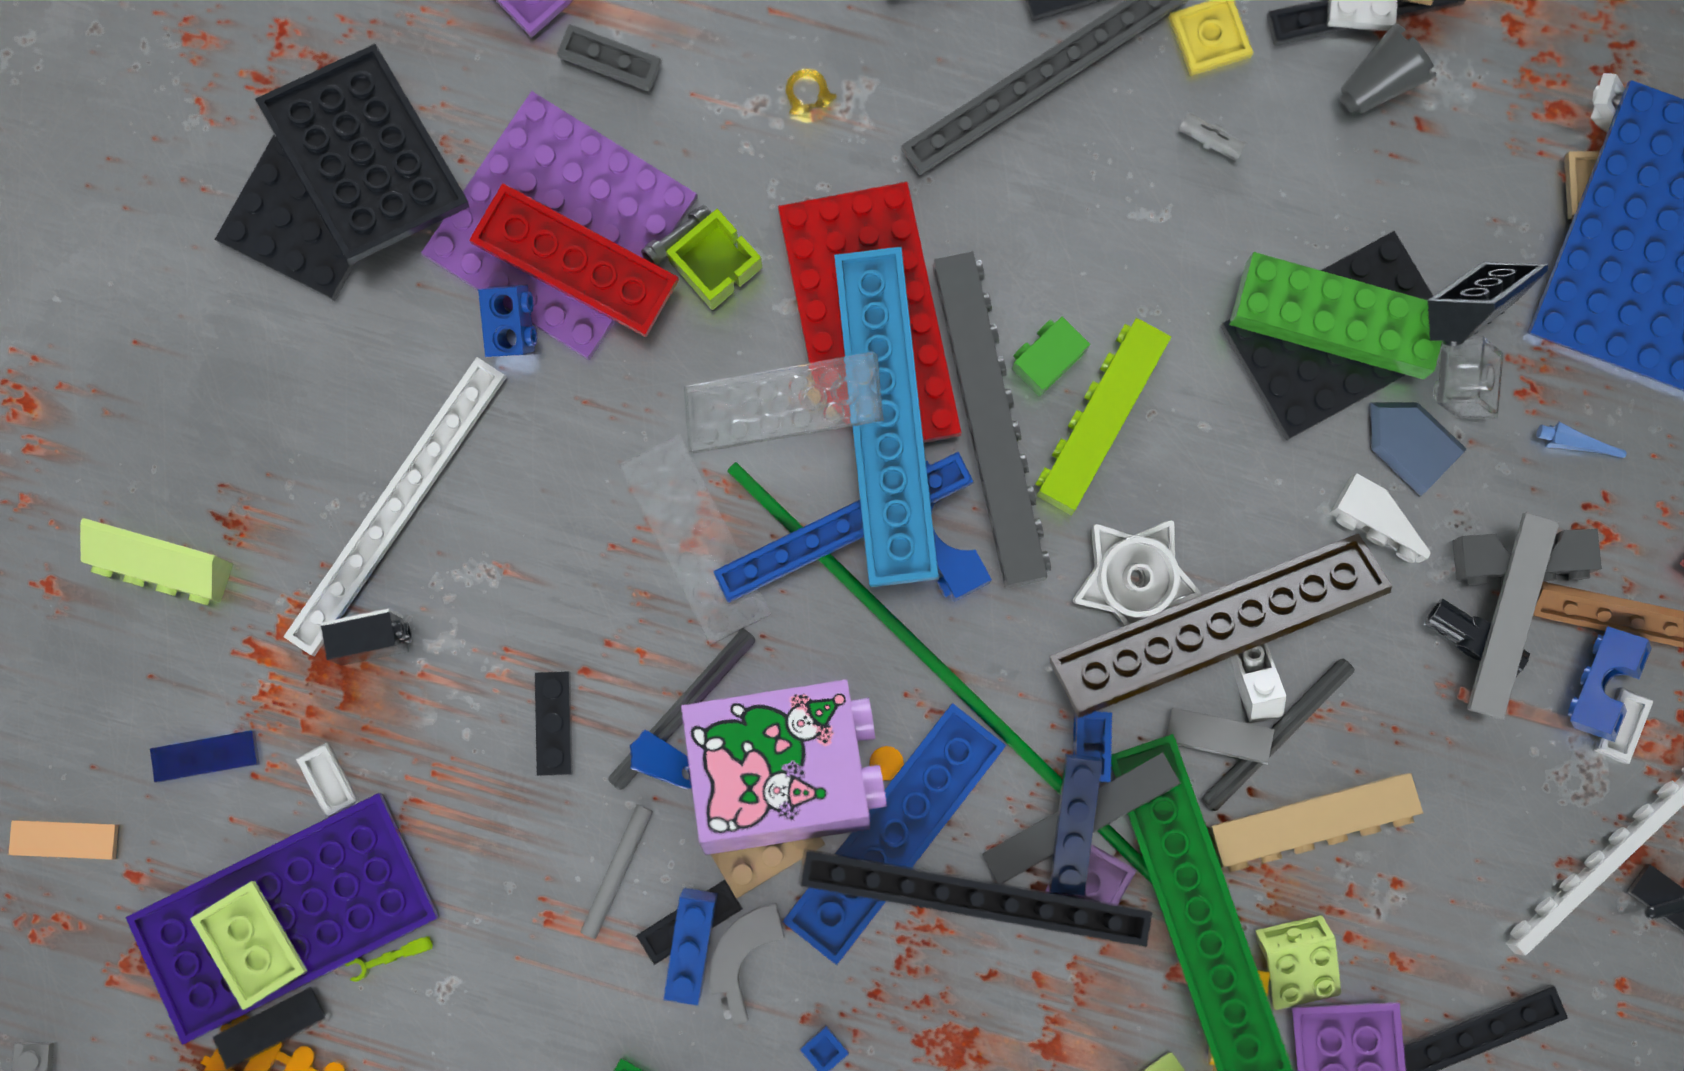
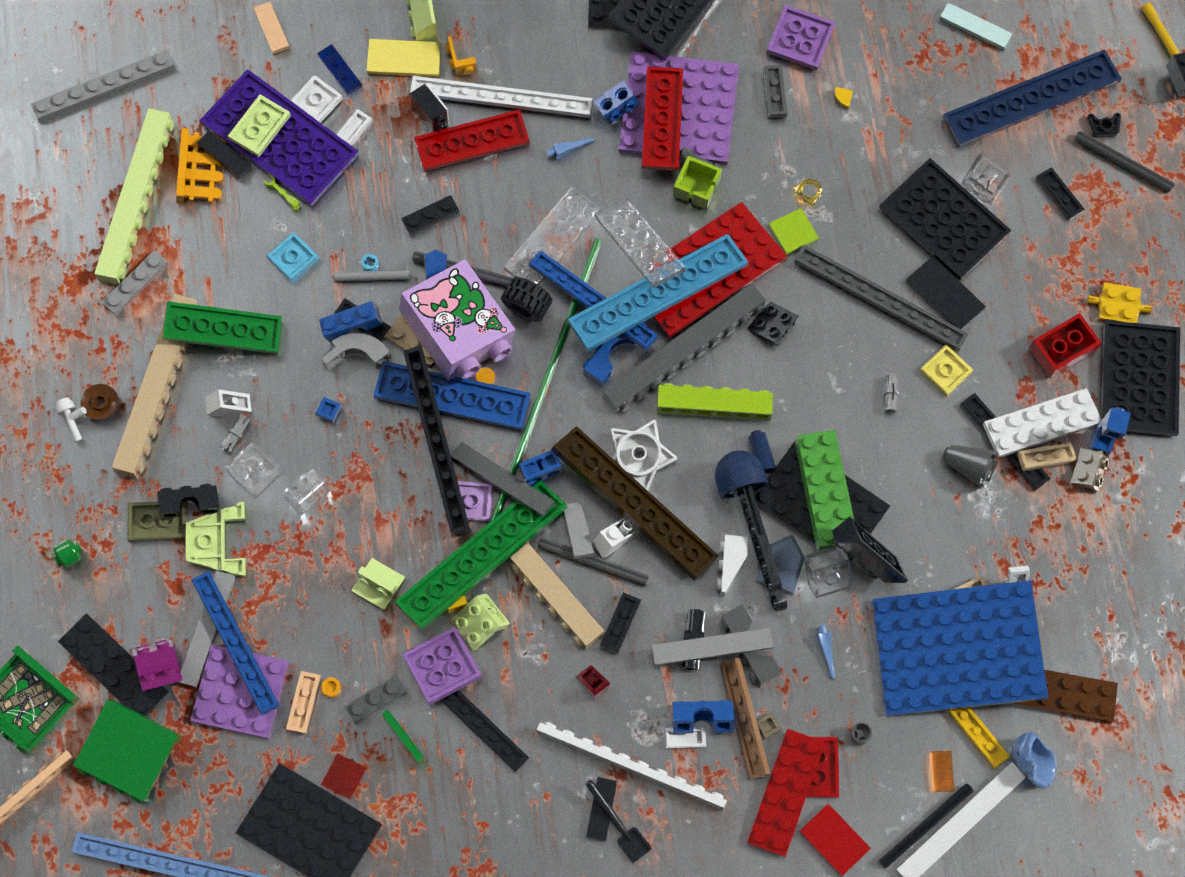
camera: 65 degrees right, 10 degrees down
(238, 636) = (404, 58): none -> light yellow tile
(243, 820) = (317, 98): none -> white plate
(310, 540) = (463, 66): none -> light orange bracket
(452, 592) = (471, 140): none -> red plate
(516, 990) = (292, 257): none -> medium azure tile
(541, 450) = (562, 149): none -> medium blue piece
(598, 872) = (373, 258): none -> medium azure bush
(793, 634) = (526, 299): none -> black tyre
(867, 150) = (793, 231): none -> lime tile
(1011, 259) = (773, 323): none -> black hinge
(1050, 355) = (732, 363): bright green brick -> none
(1075, 824) = (496, 473): dark blue plate -> none
(1220, 384) = (761, 449): none -> dark blue brick
(1257, 436) = (740, 476): none -> piece
(1400, 739) = (620, 623): none -> black plate
(1480, 827) = (593, 682): none -> dark red slope
(1658, 589) = (768, 726): none -> dark tan tile

